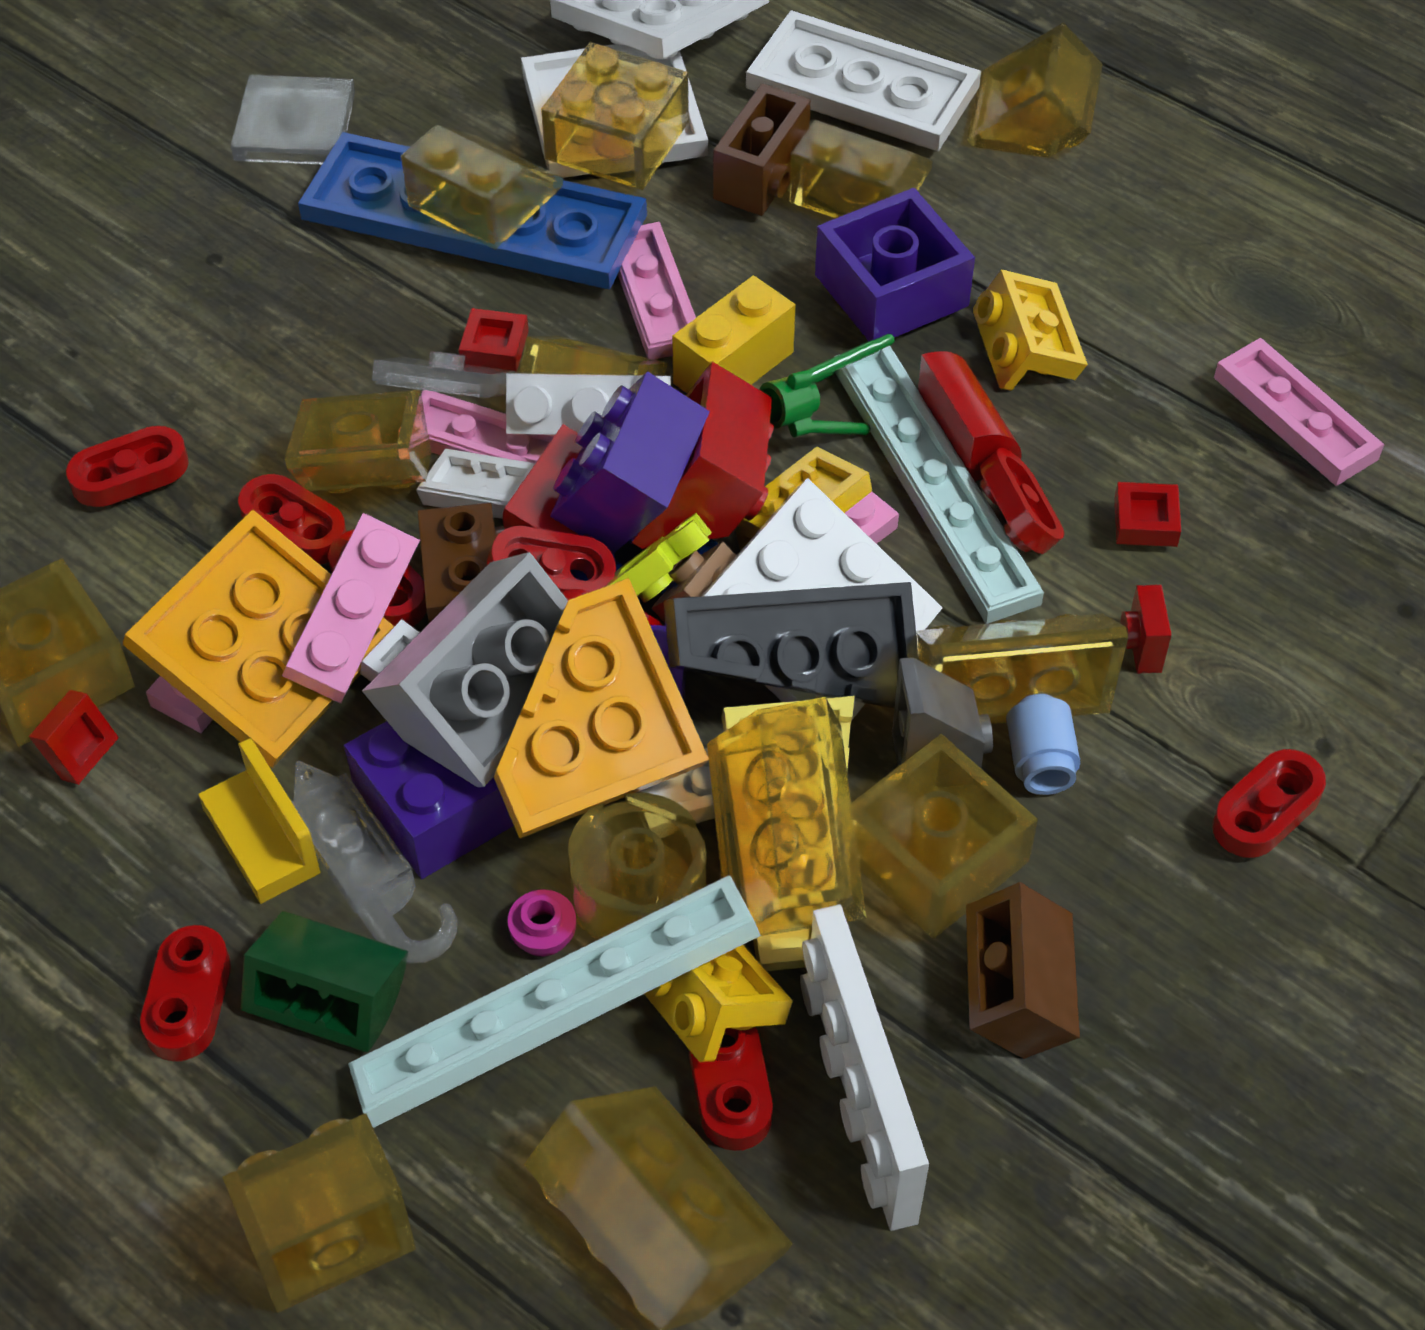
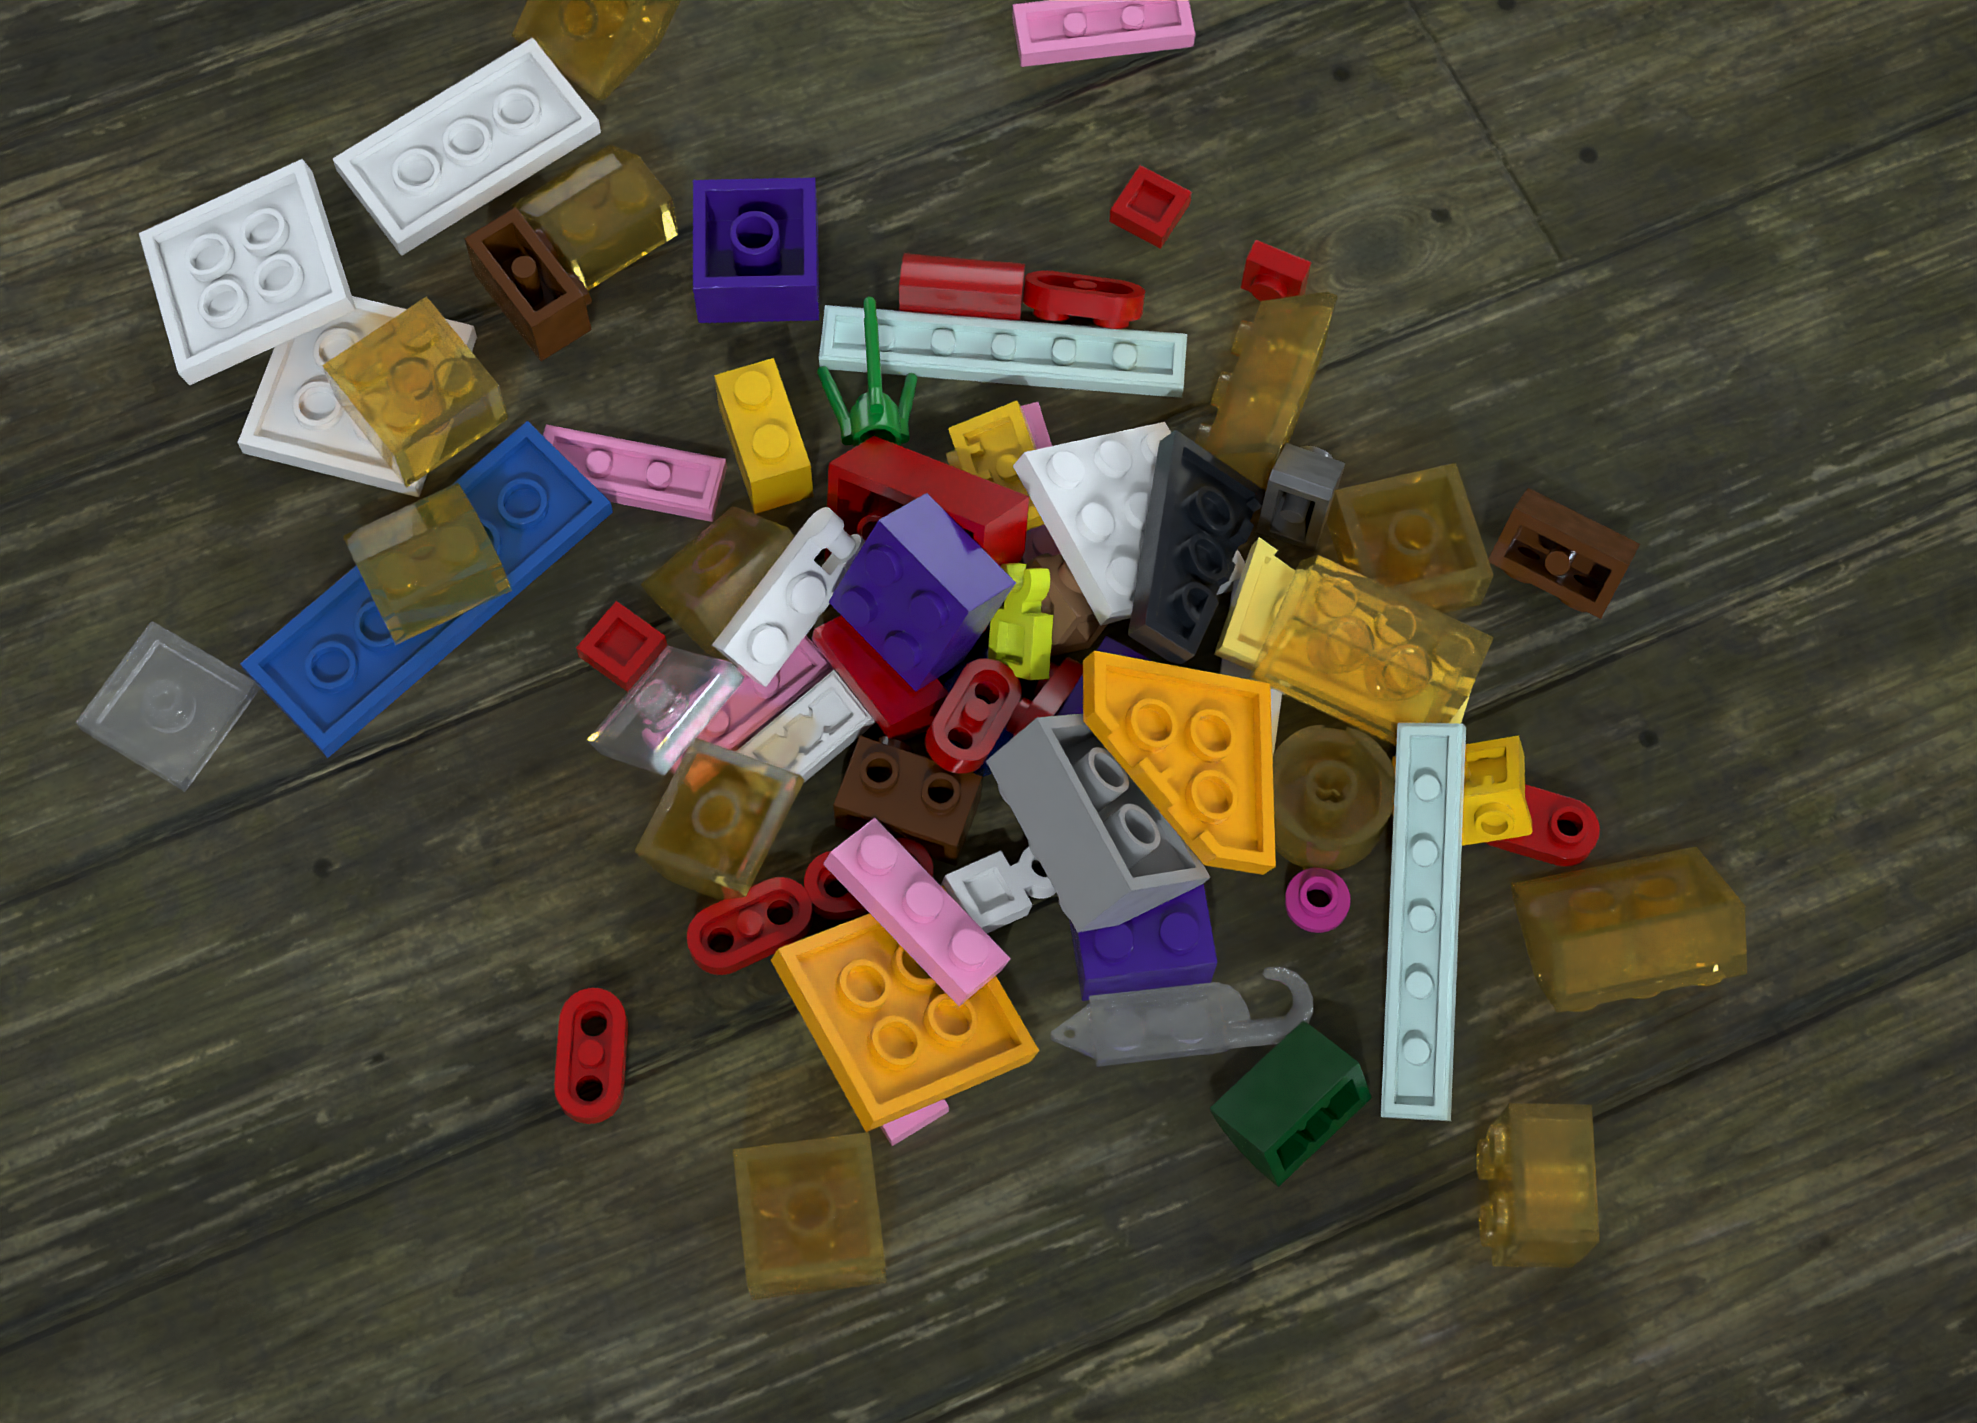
camera: 65 degrees left, 15 degrees up
(74, 736) = (916, 1224): red plate -> none
(188, 987) = (1235, 1229): red plate -> none
(261, 827) = (1099, 1094): yellow panel -> none
(861, 1056) = (1604, 712): white plate -> none
(1027, 329) = (885, 184): yellow bracket -> none
(1043, 744) = (1347, 419): light blue brick -> none
(1265, 807) = (1487, 292): red plate -> none

